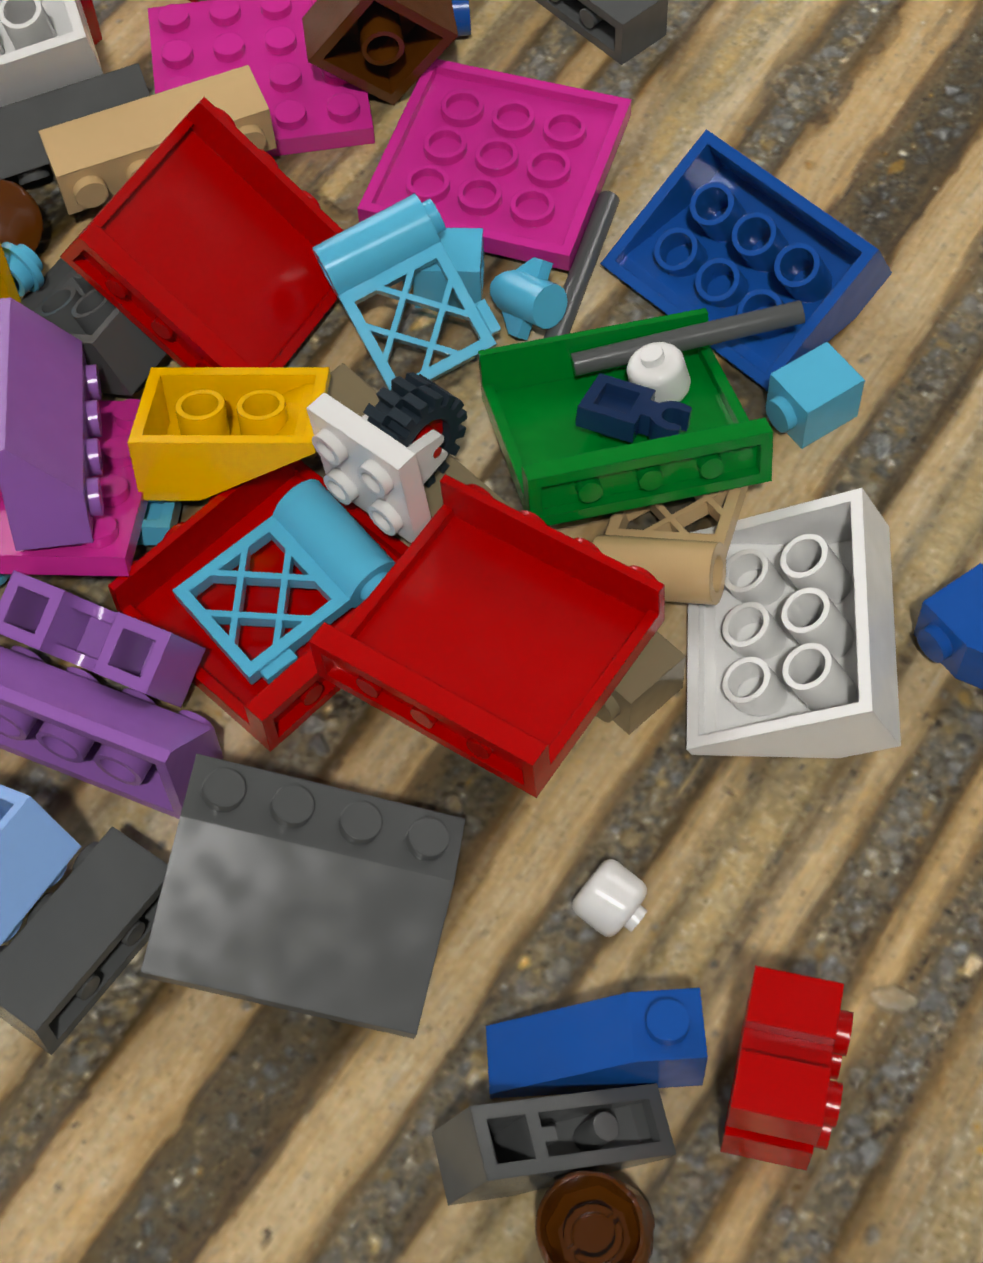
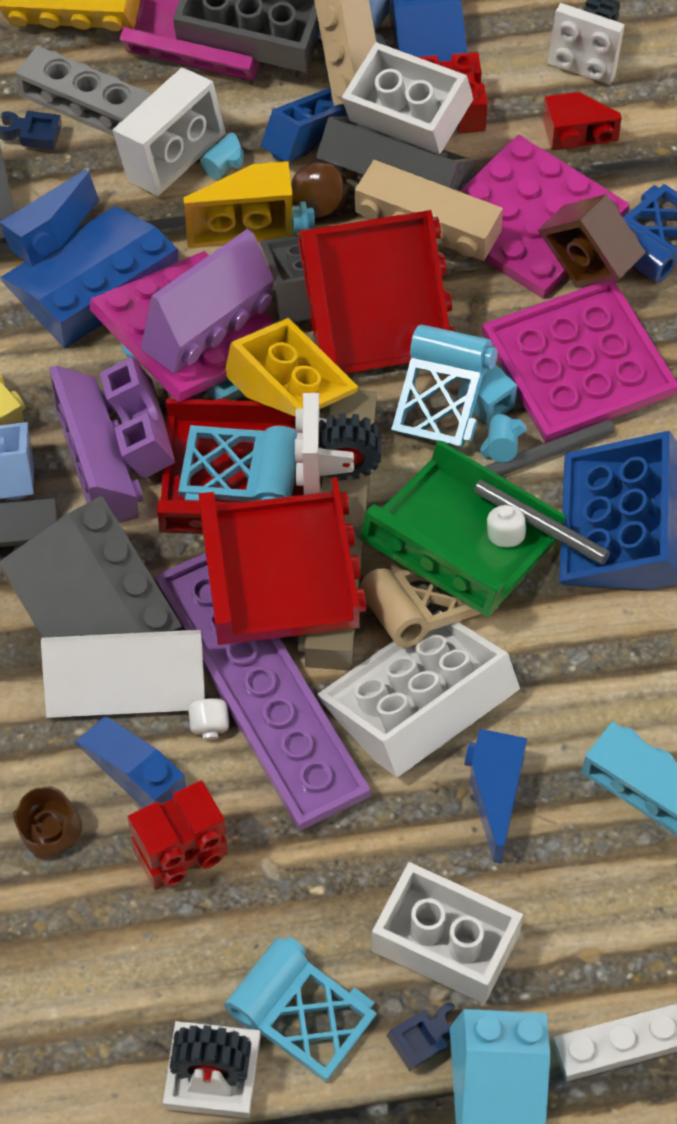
camera: 45 degrees right, 0 degrees up
(457, 951) = (122, 673): none -> white tile
(534, 1141) = (60, 765): dark grey slope -> none
(625, 409) = (465, 524): dark blue plate -> none
(656, 813) = (270, 707): none -> medium lavender plate
(813, 395) = (568, 602): medium azure brick -> none

